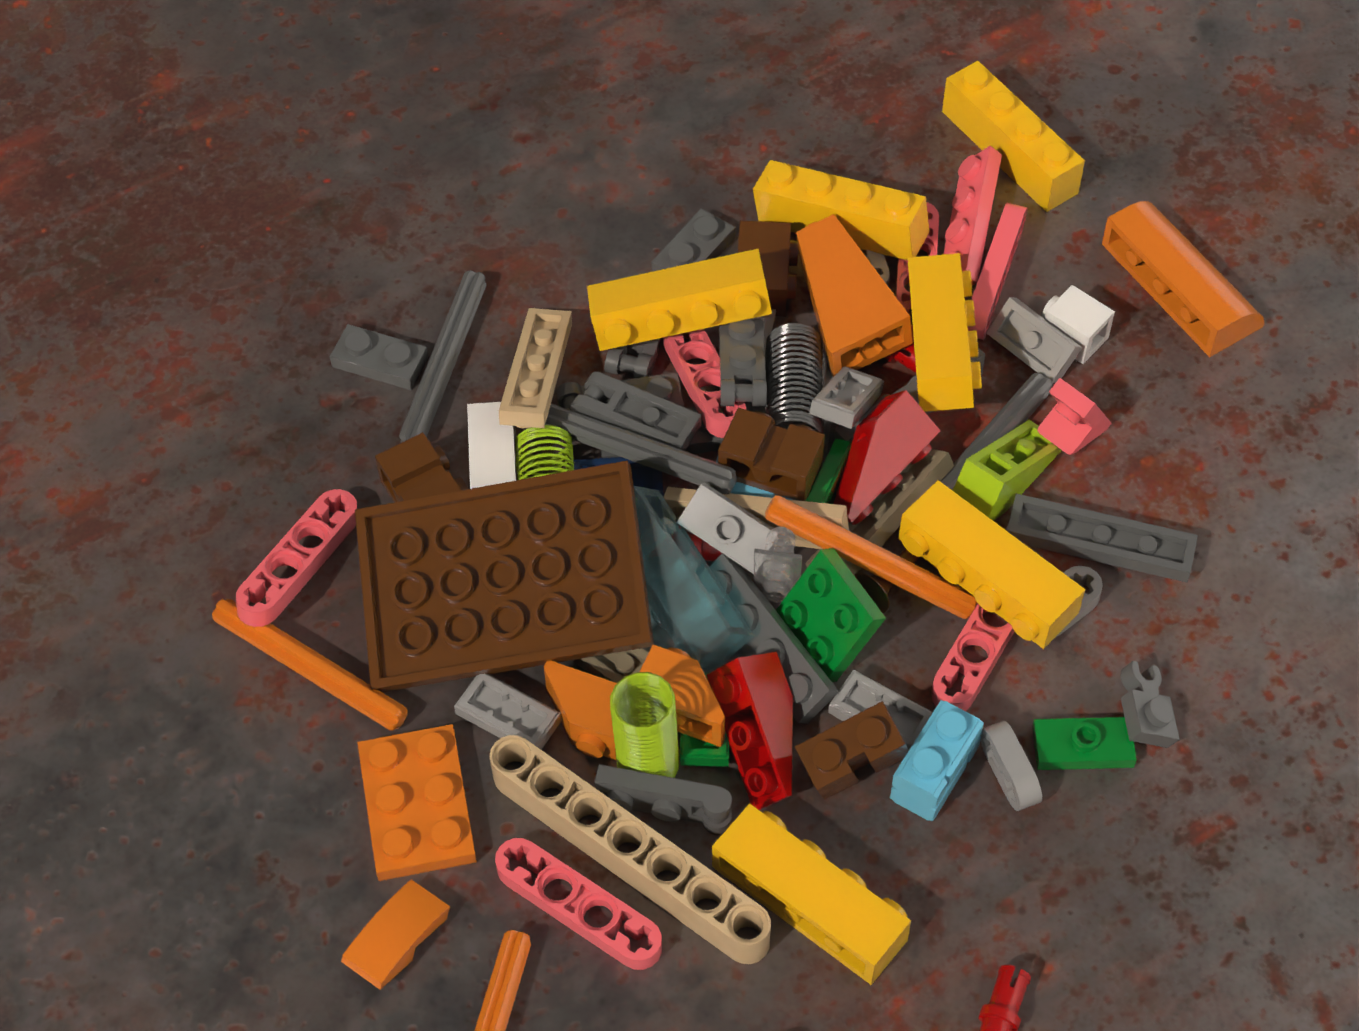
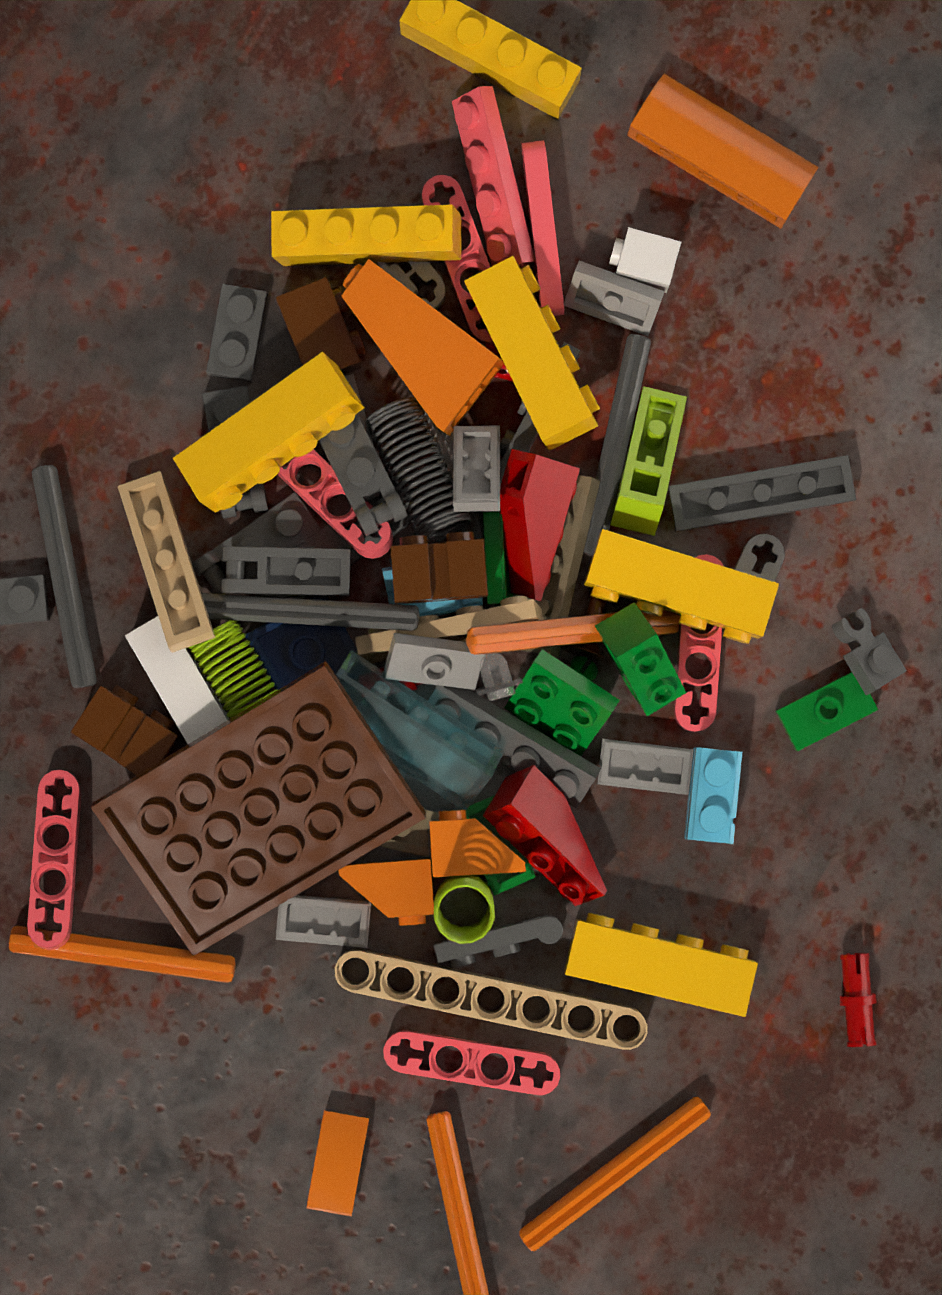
camera: 30 degrees left, 30 degrees up
(416, 802) = (287, 1036): orange plate -> none
(849, 746) = (649, 814): reddish brown brick -> none
(922, 606) = (640, 659): none -> green brick
(1011, 766) = (775, 767): light grey beam -> none
(1073, 419) = (688, 377): coral slope -> none

